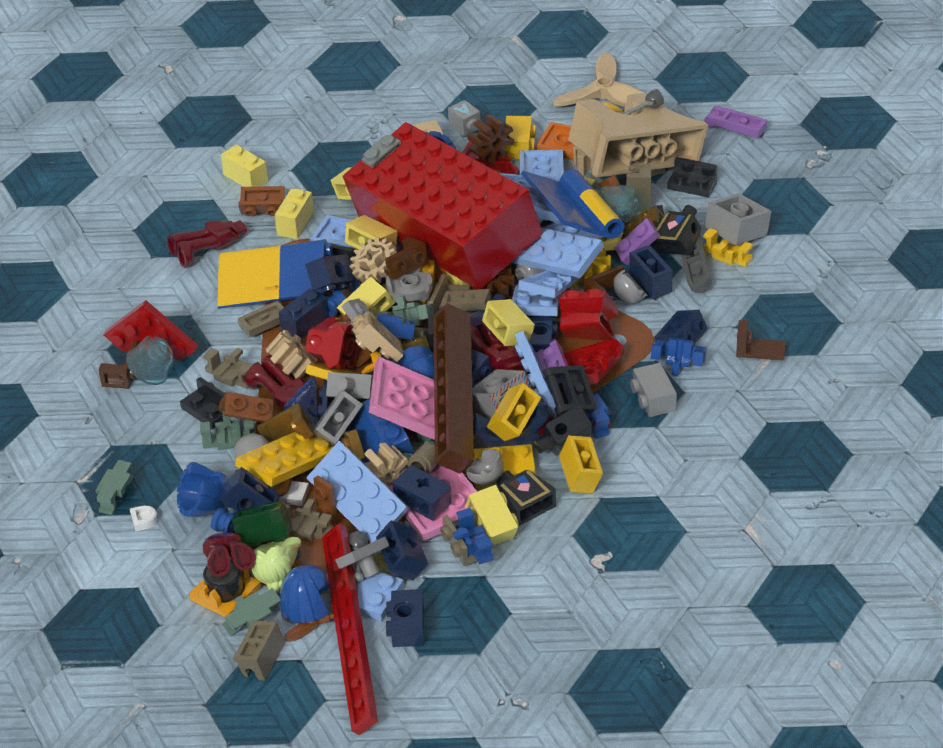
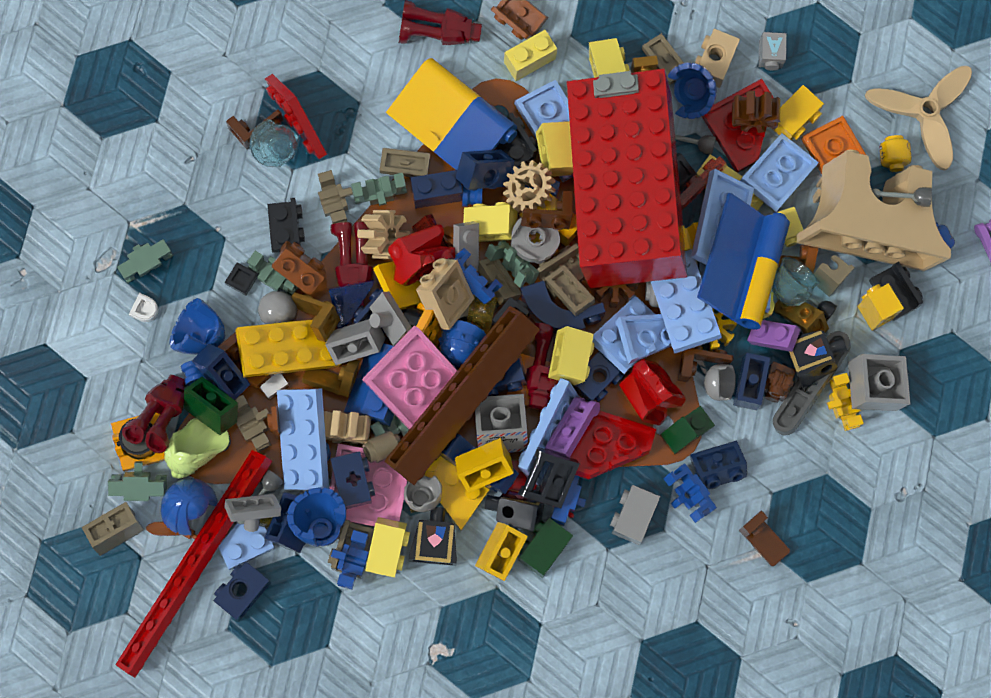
camera: 30 degrees right, 35 degrees up
(205, 454) = (241, 279): none -> black tile
(257, 347) = (379, 190): none -> sand green piece
(422, 518) = (317, 516): none -> blue hair
(611, 446) = (545, 546): none -> dark green brick
(635, 328) = (687, 429): none -> dark green slope
(671, 254) = (778, 382): none -> reddish brown brick
(691, 183) = (879, 306): none -> yellow brick

